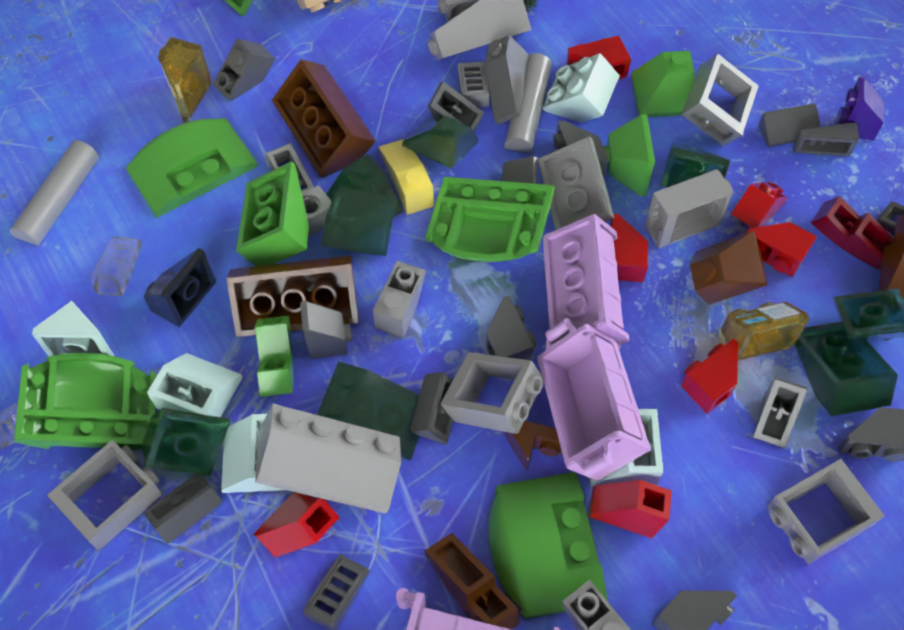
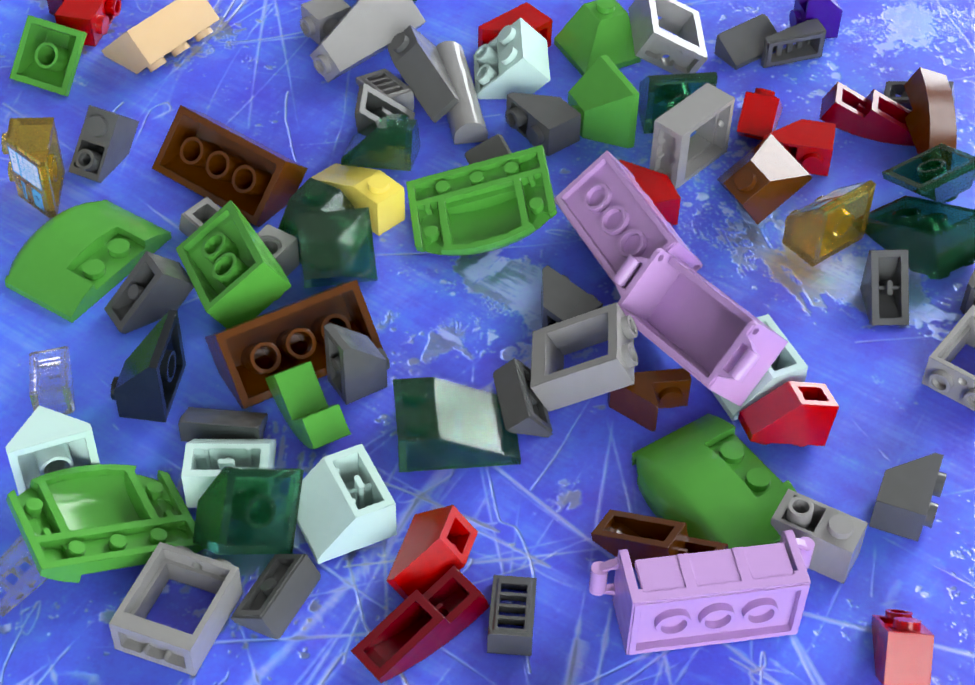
camera: 25 degrees left, 15 degrees down
(213, 214) = (149, 293): none -> dark grey slope
(213, 346) = (221, 424): none -> dark grey slope
(264, 579) = (421, 625): none -> dark red slope
(327, 459) = (439, 463): light grey slope -> none
(399, 299) = (423, 309): light grey slope -> none
(577, 183) = (566, 140): light grey tile -> none
(715, 378) = (804, 280): red slope -> none

